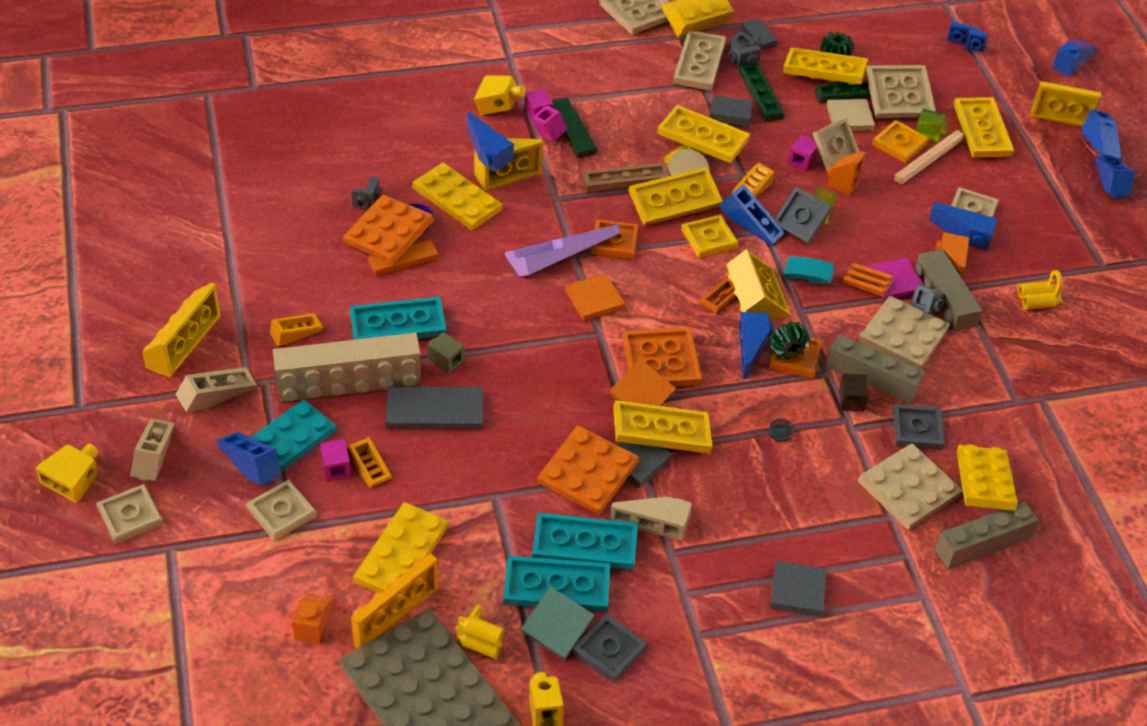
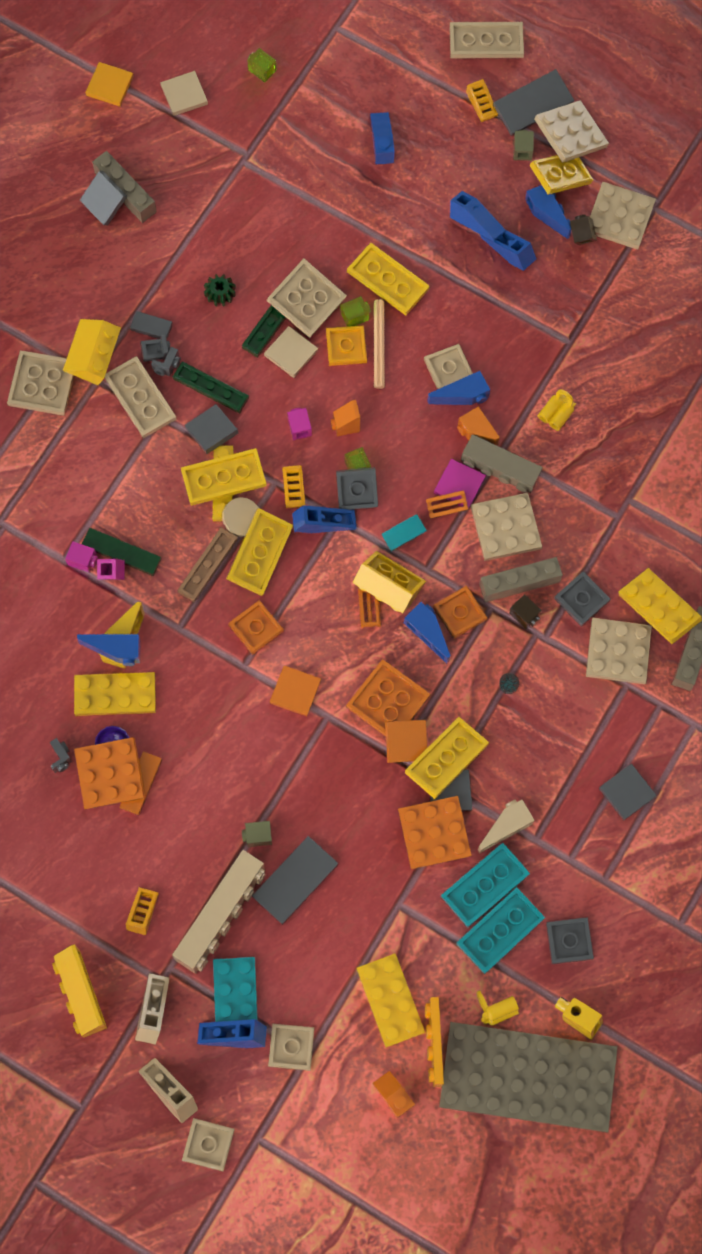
camera: 45 degrees left, 25 degrees up
(69, 471) = (140, 1157): yellow torso -> none
(335, 459) = (284, 981): dark pink brick -> none
(360, 447) = (302, 969): light orange slope -> none
(398, 317) = (199, 839): teal plate -> none
(497, 94) = (44, 576): yellow torso -> none
(538, 256) = (229, 695): lavender wedge -> none
(557, 623) = (530, 957): sand green tile -> none
(710, 236) = (311, 562): yellow tile -> none
(789, 340) = (457, 613): dark green gear -> none
(825, 66) = (232, 319): yellow plate -> none
(835, 142) = (316, 397): tan tile -> none
(927, 299) = (500, 487): dark grey bracket -> none
(972, 38) = (302, 189): blue slope -> none
(1064, 103) = (426, 208): yellow tile -> none

